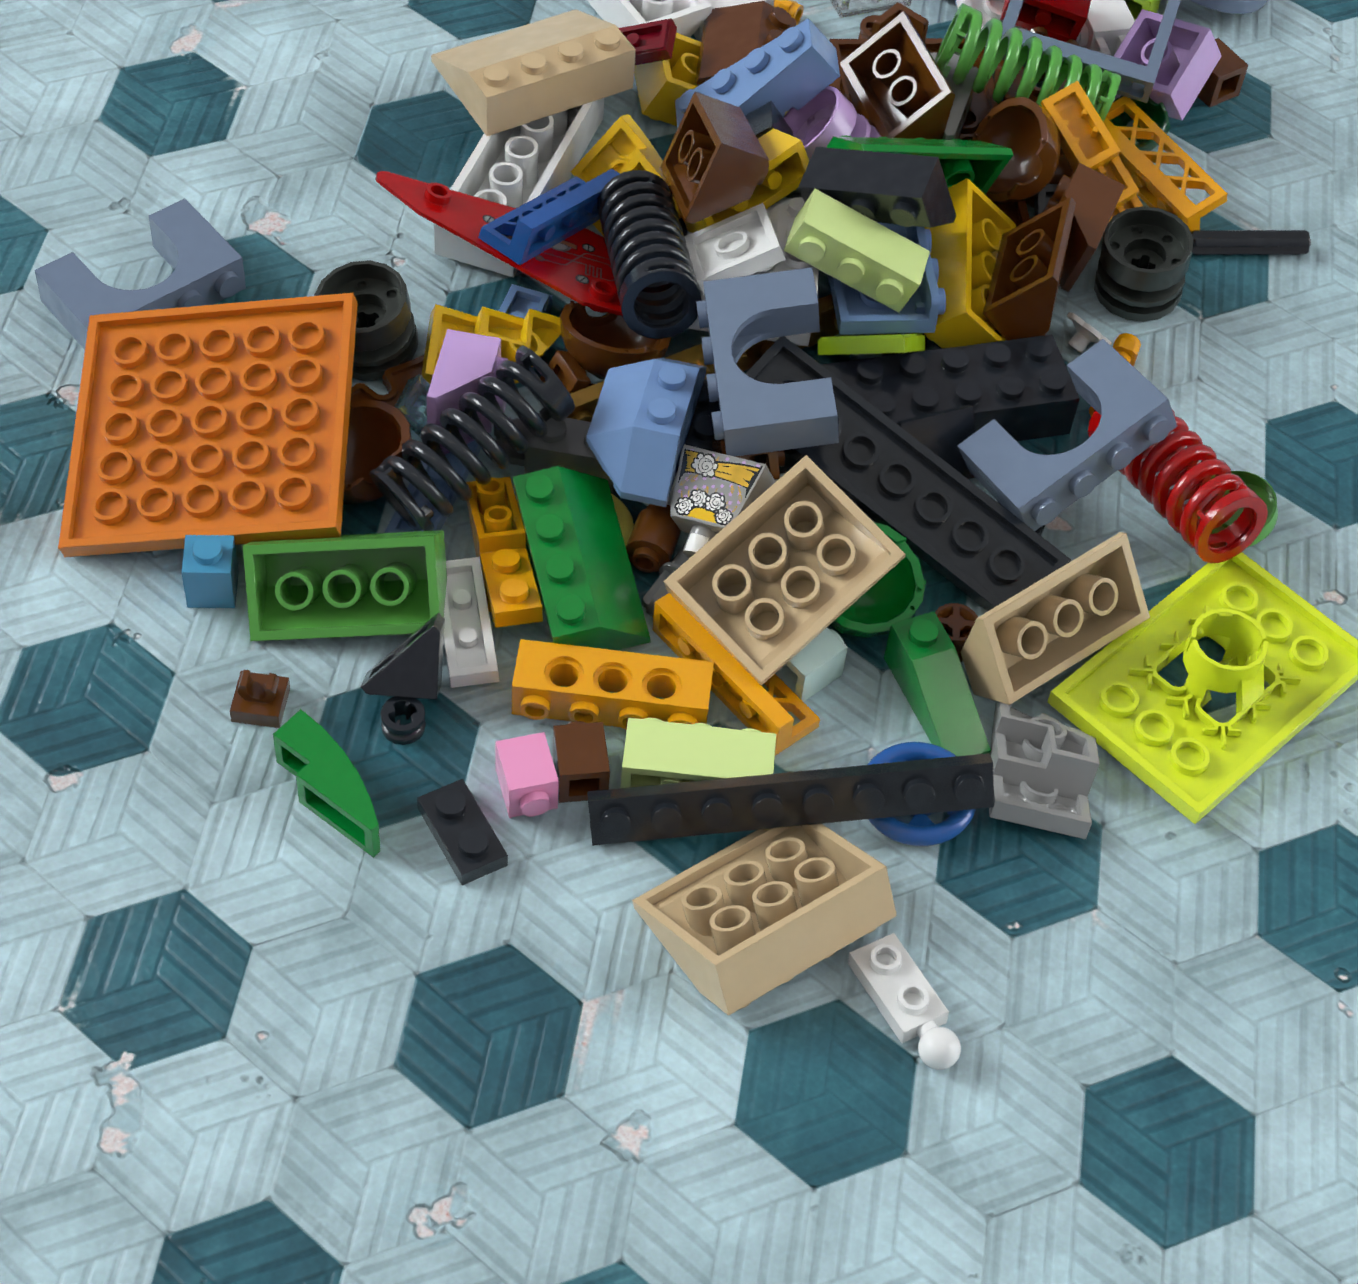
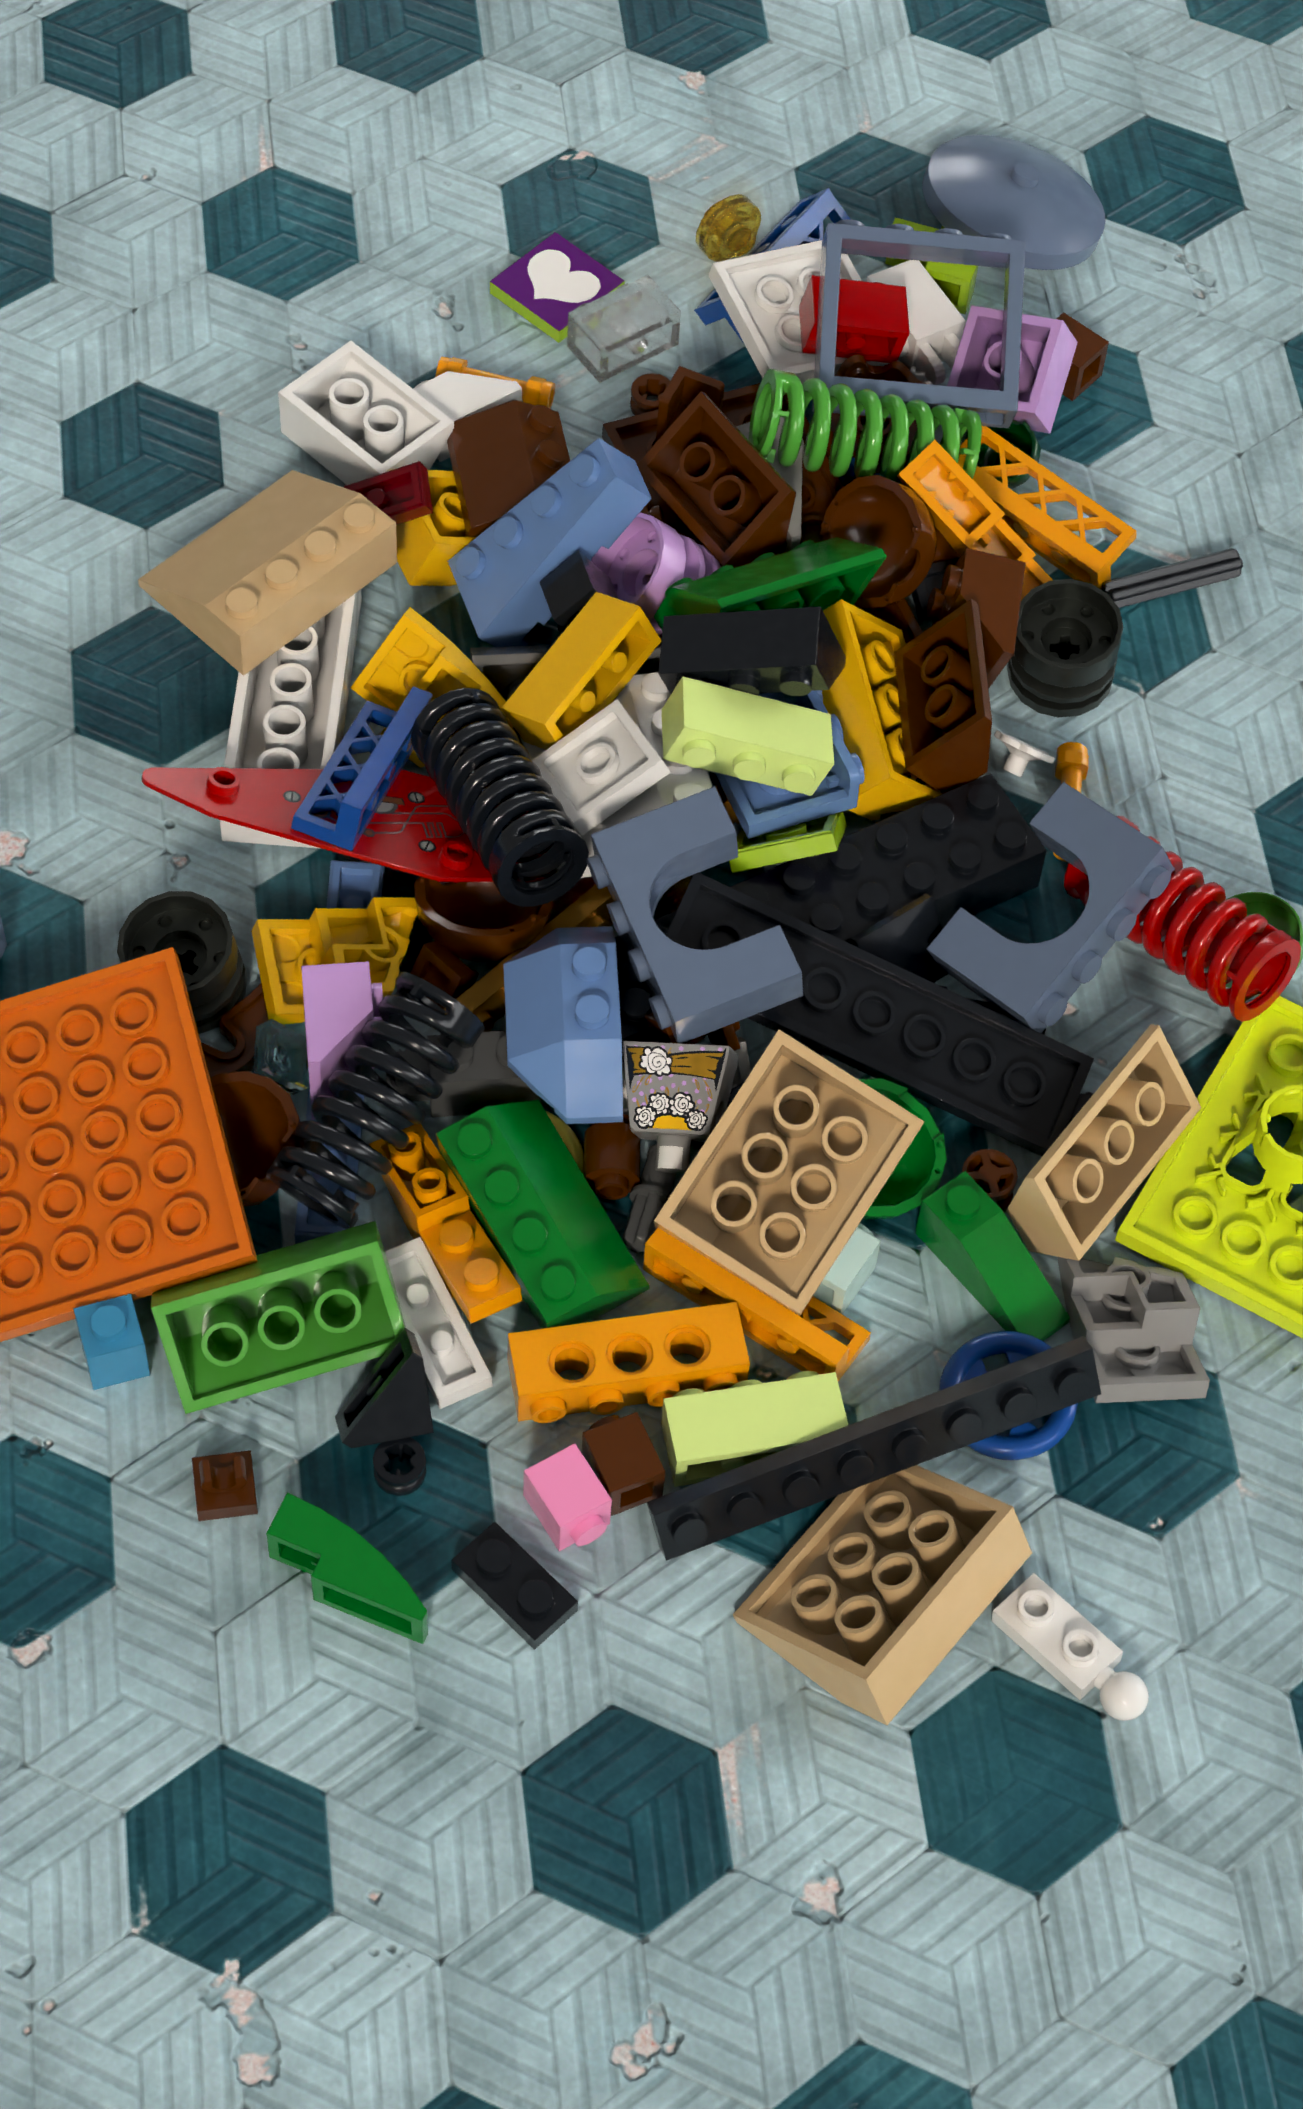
camera: 15 degrees left, 5 degrees up
(713, 159) = (542, 658): reddish brown slope -> none

